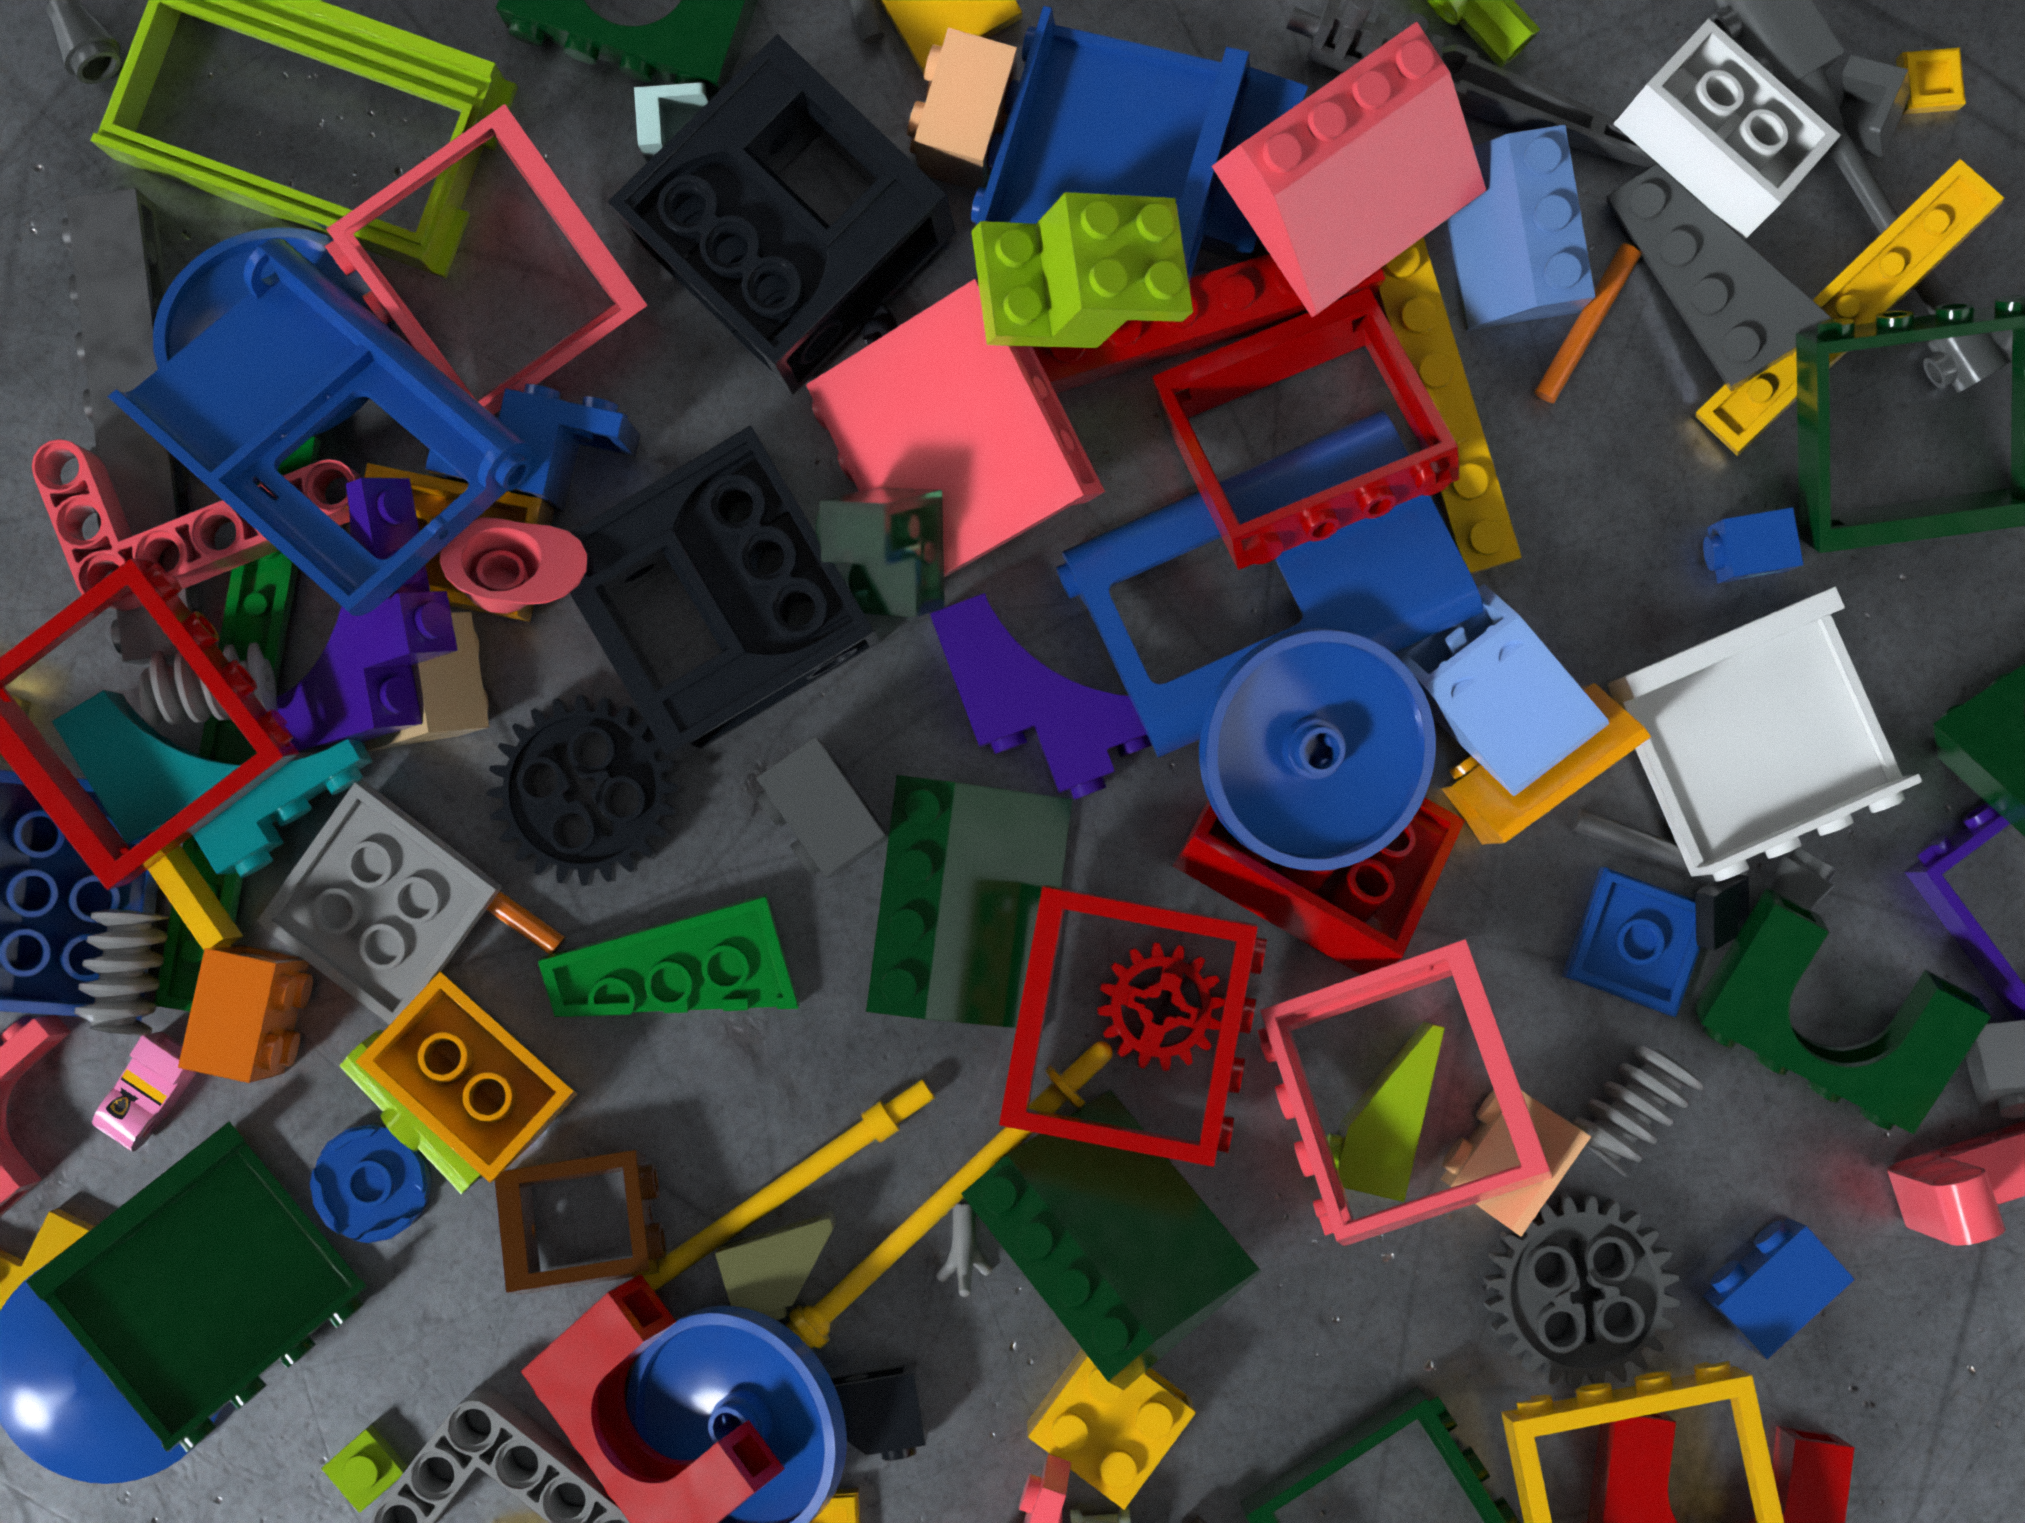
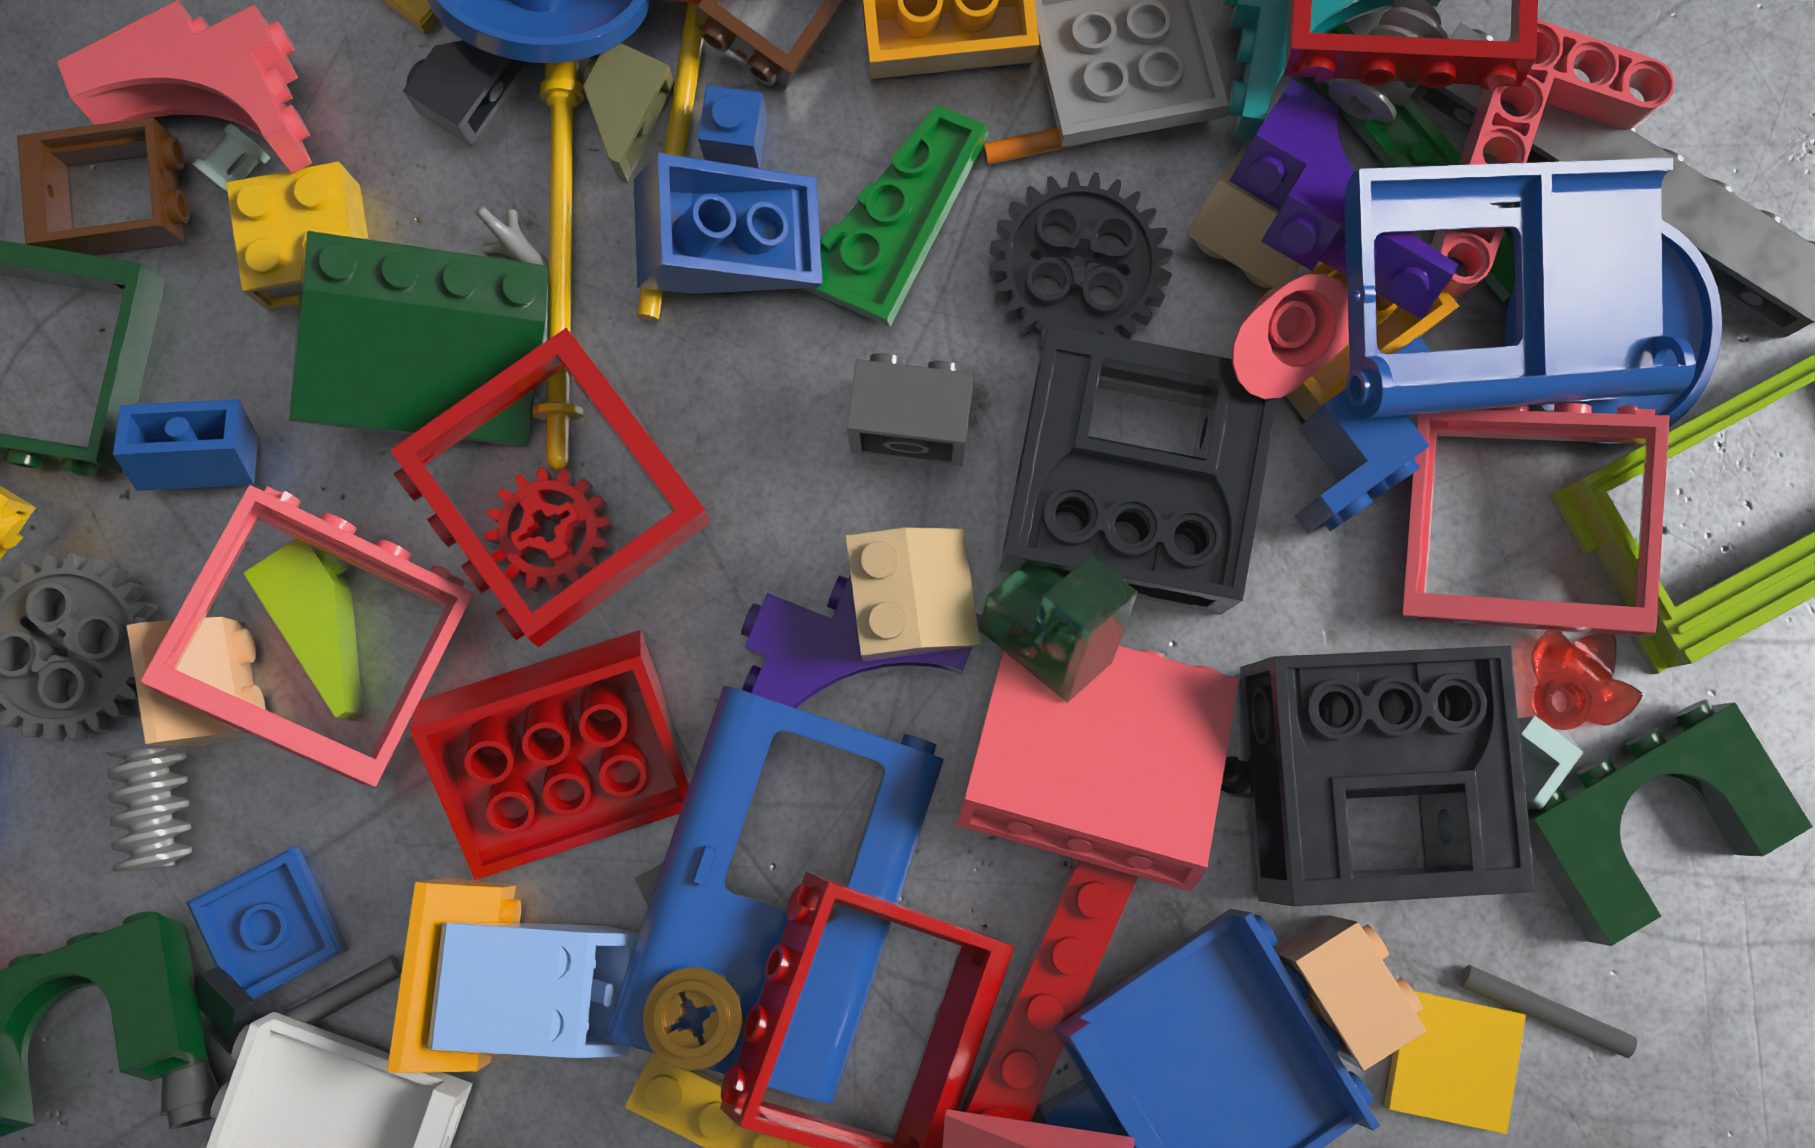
camera: 135 degrees right, 5 degrees down
(569, 134) = (1584, 676): none -> clear red plate
(718, 1159) = (733, 126): none -> blue brick
(806, 1085) = (724, 227): none -> blue slope
(963, 678) = (912, 592): none -> tan slope
(963, 899) = (758, 458): dark green slope -> none
(1081, 271) = (1139, 957): lime bracket -> none
(1317, 749) = (617, 806): blue dish -> none
(1349, 1344) = (186, 444): none -> blue brick
(1440, 541) = (666, 1005): none -> pearl gold gear

